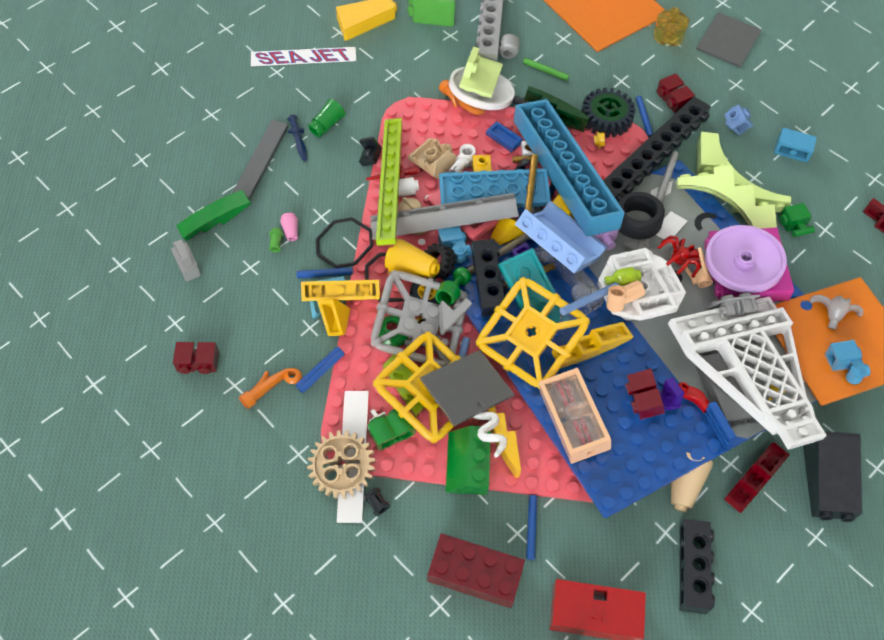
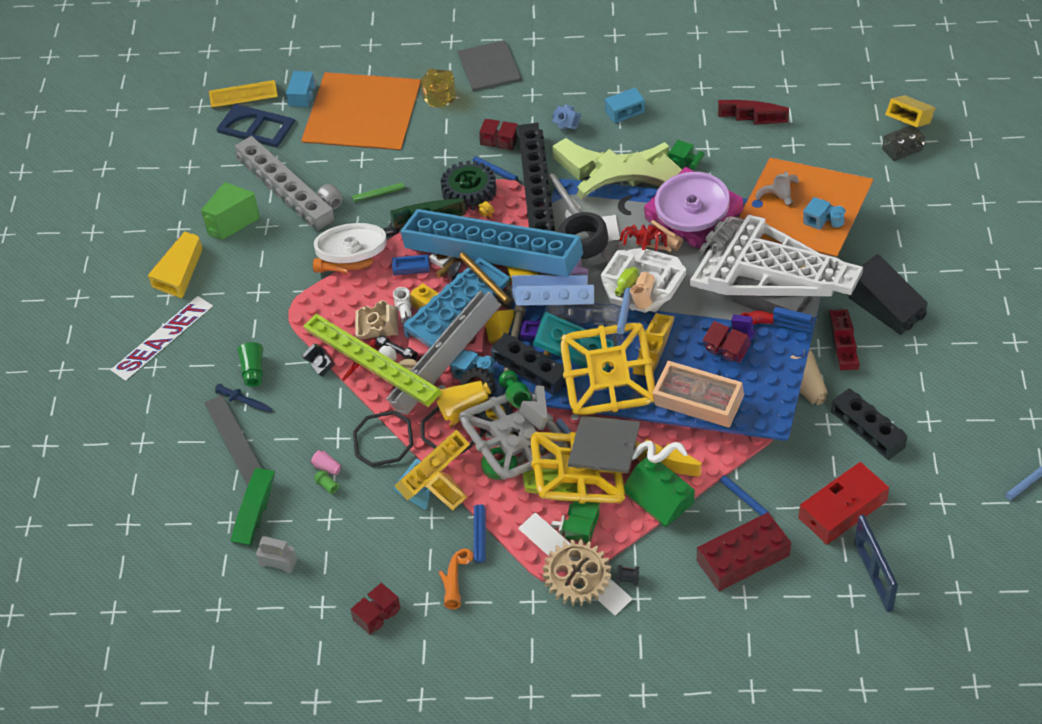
camera: 40 degrees left, 10 degrees down
(324, 272) = (394, 471): blue bar -> none
(424, 196) = (407, 353): none -> black bar
(480, 74) = (340, 232): yellowish green bracket -> none

